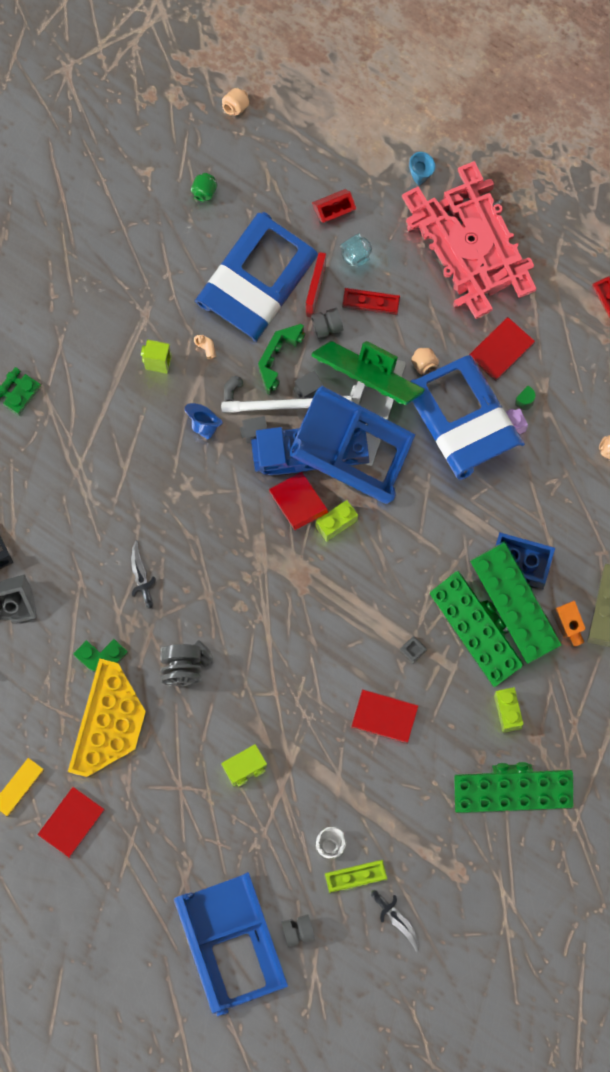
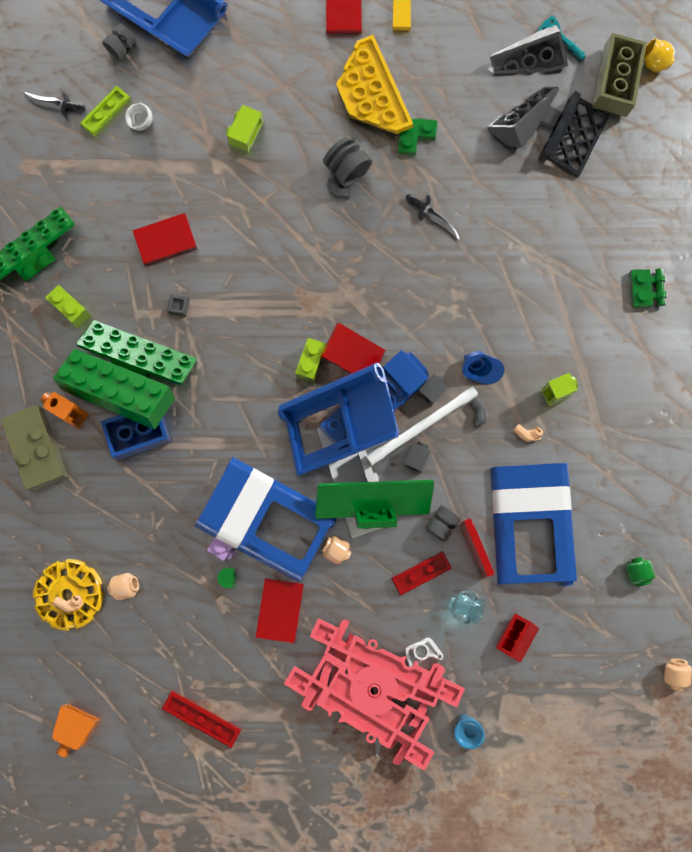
camera: 145 degrees right, 5 degrees up
(289, 335) = (454, 441): green slope -> none
(413, 246) = (422, 650): none -> white piece

